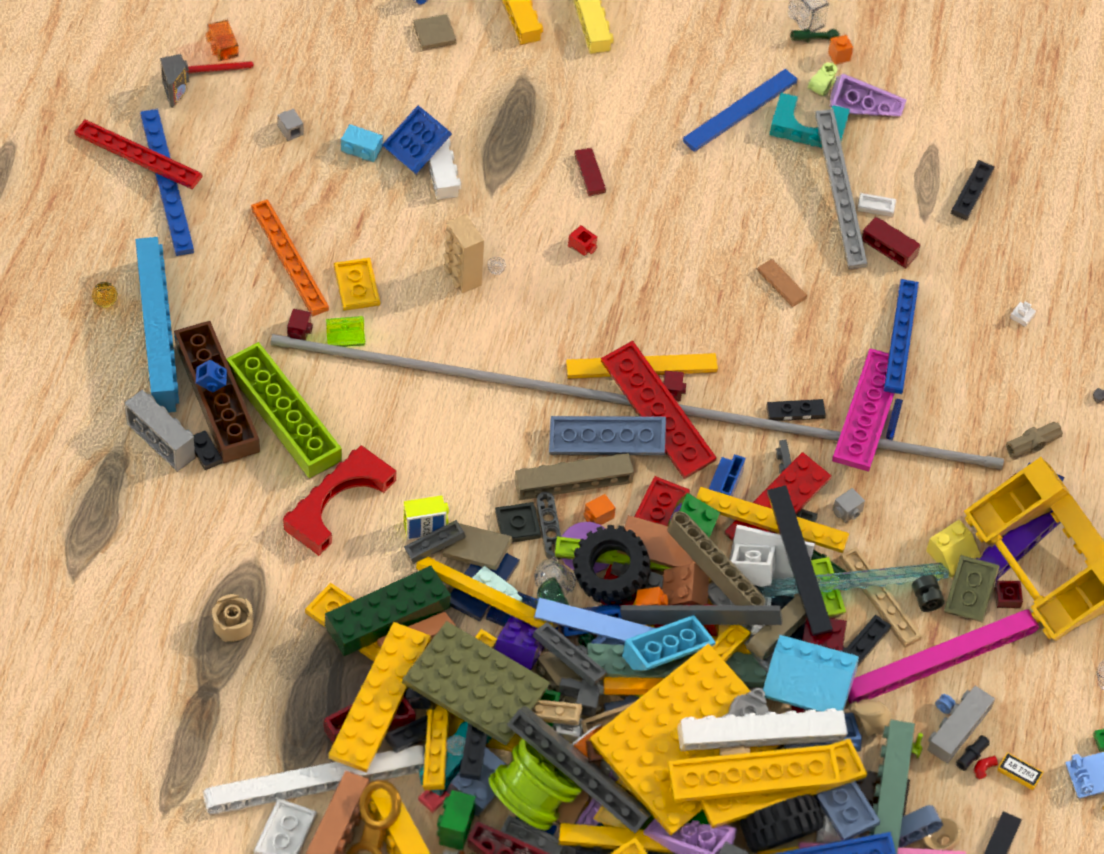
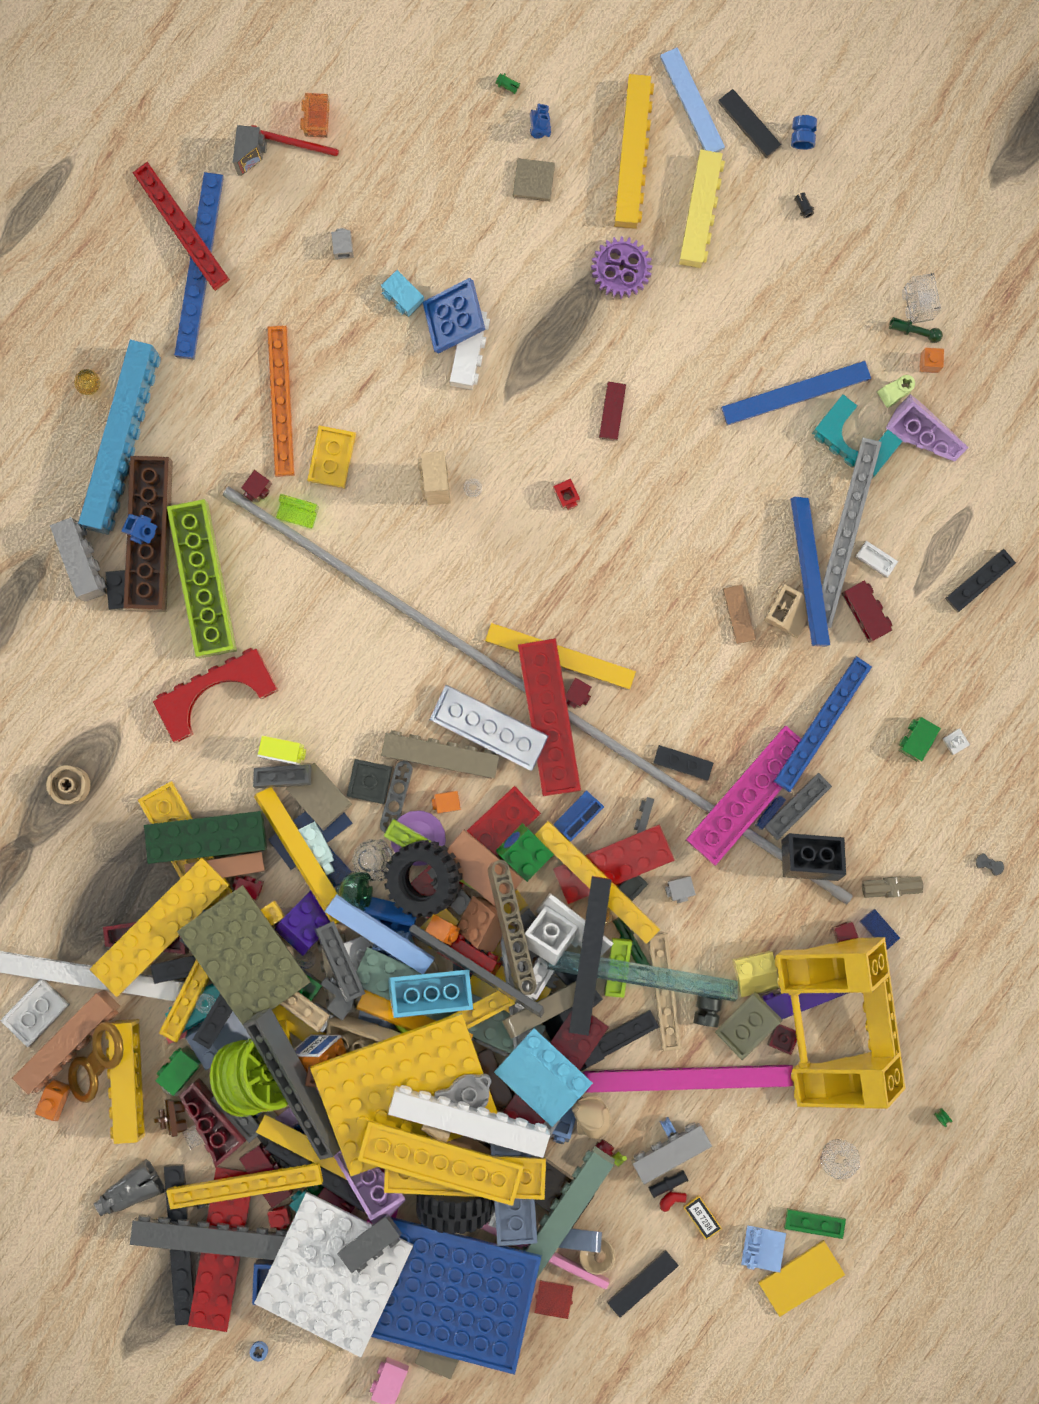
camera: 25 degrees right, 30 degrees up
(543, 67) = (626, 251): none -> medium lavender gear
(824, 262) = (788, 611): none -> tan slope
(826, 226) = (810, 572): none -> blue tile
(915, 407) = (797, 806): none -> dark grey plate
(952, 433) = (813, 857): none -> black brick
(990, 320) = (919, 739): none -> green brick

